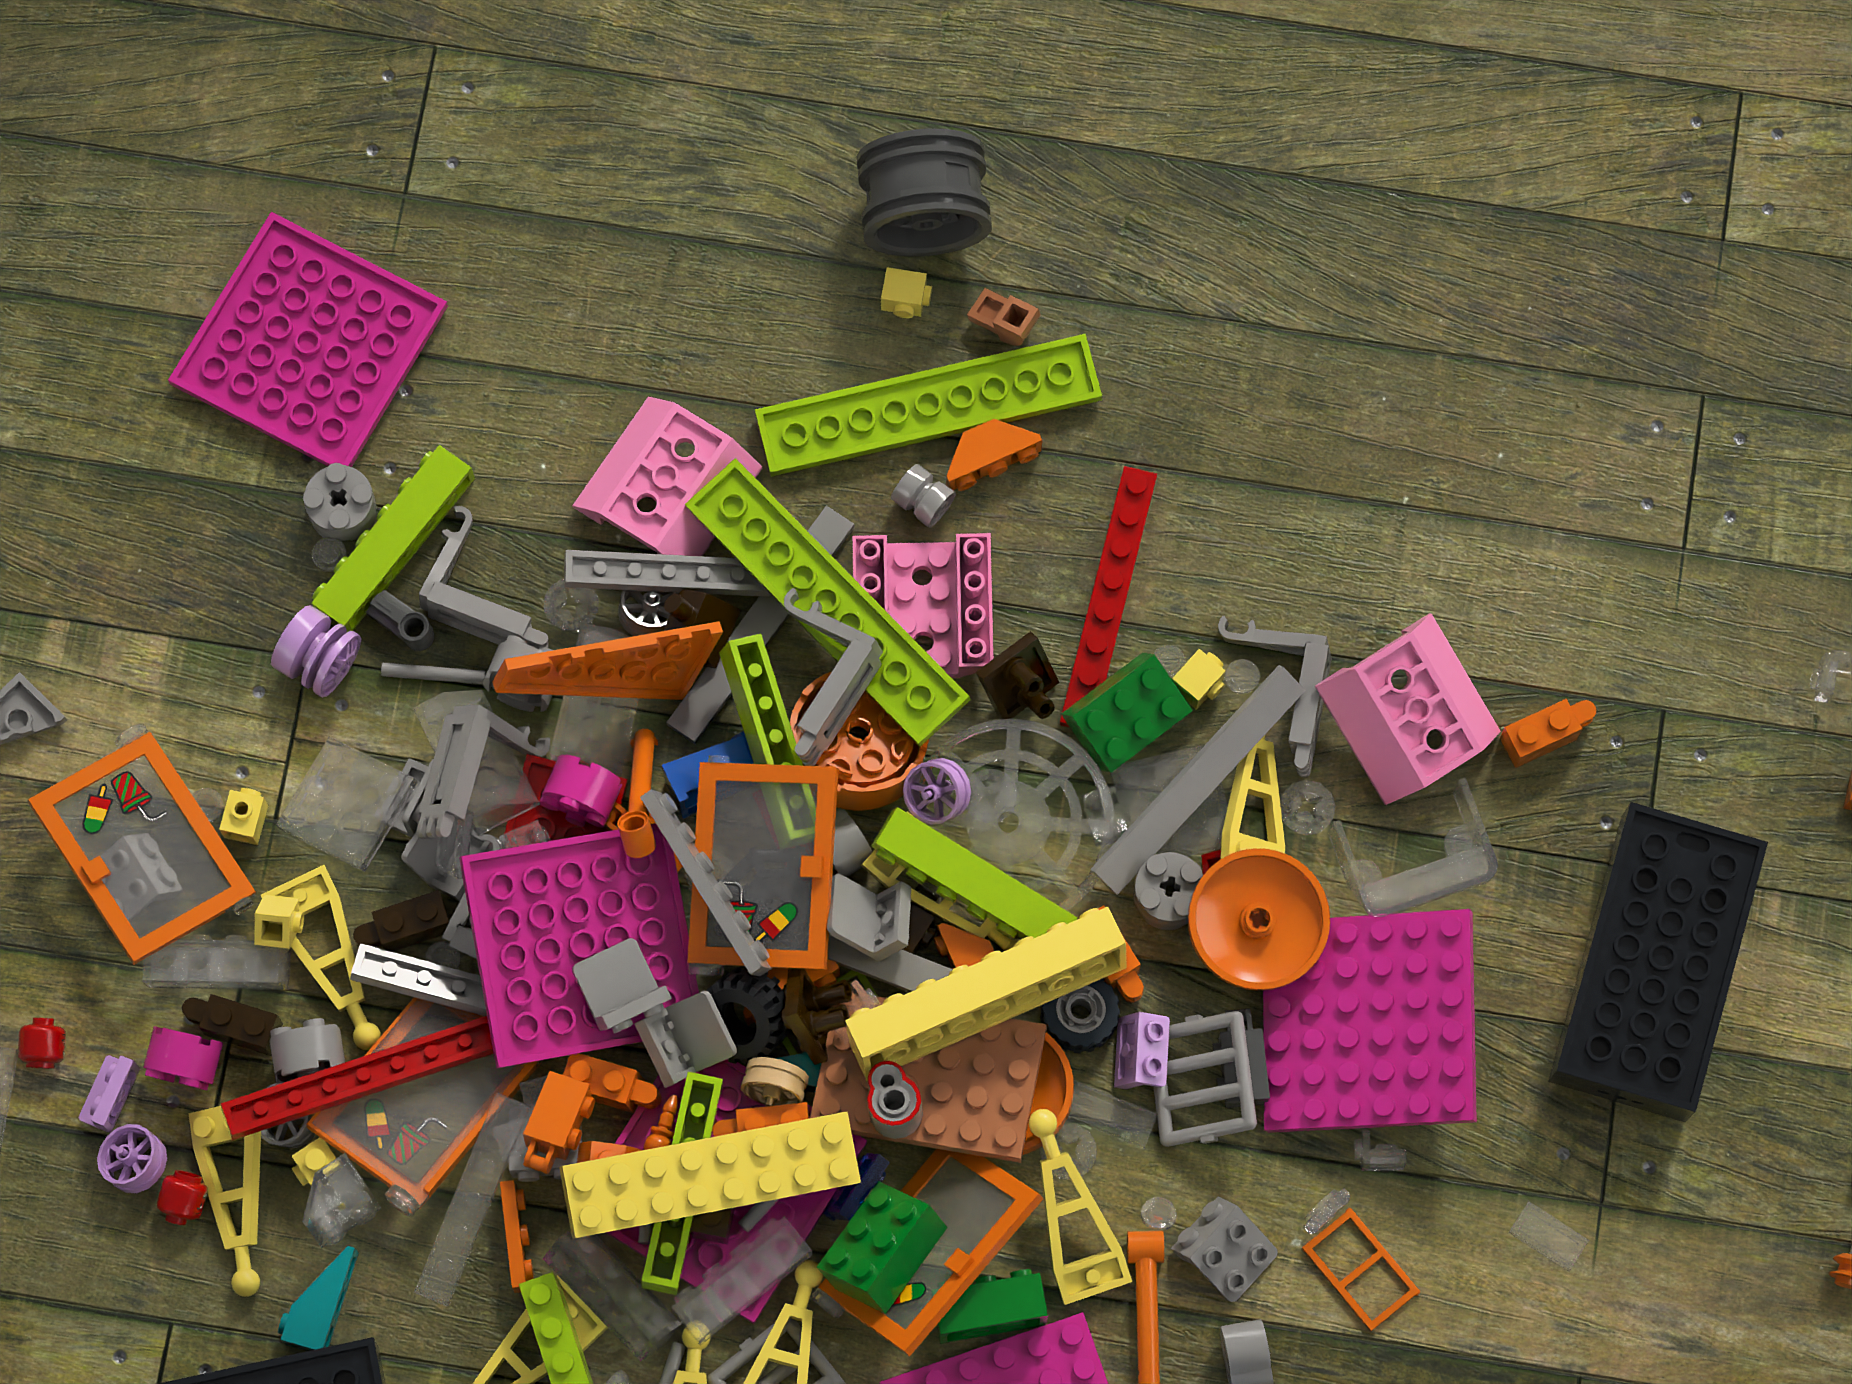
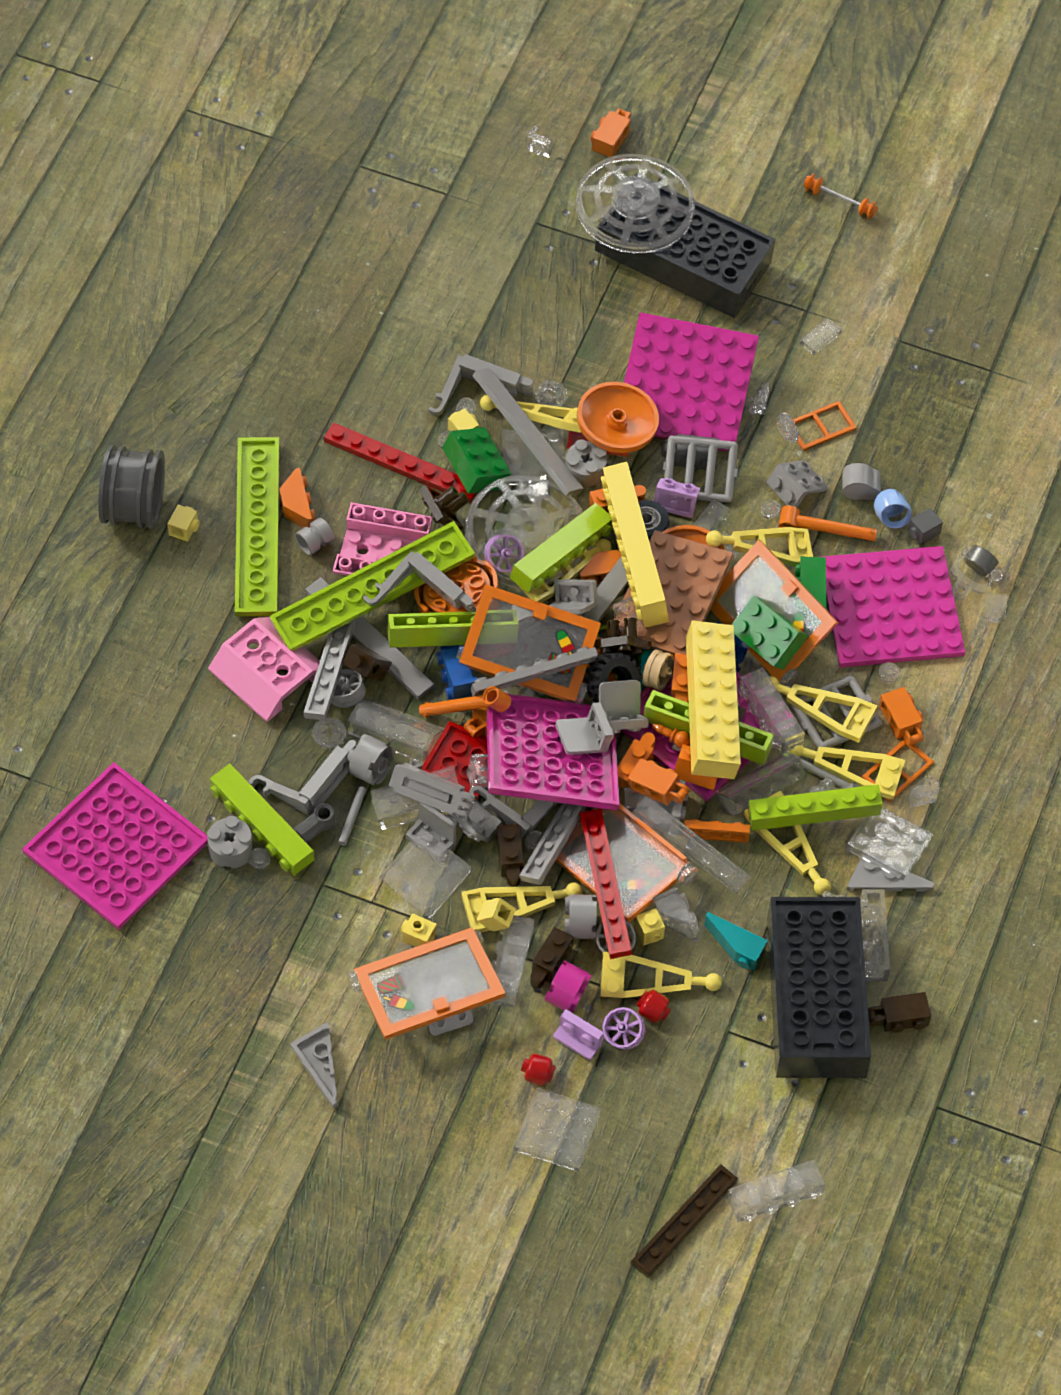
camera: 80 degrees left, 15 degrees down
(315, 651) = (325, 868): lavender wheel -> none
(581, 791) = (456, 735): dark pink brick -> none
(630, 667) = (388, 695): orange wing -> none
(893, 1101) = (687, 603): light grey piece -> none
(1006, 317) = (219, 472): nougat brick -> none
(1391, 725) = (518, 334): bright pink slope -> none
(1467, 865) = (607, 322): clear windscreen -> none
(1546, 730) = (537, 273): orange brick -> none
(1686, 871) = (635, 208): none -> clear dish

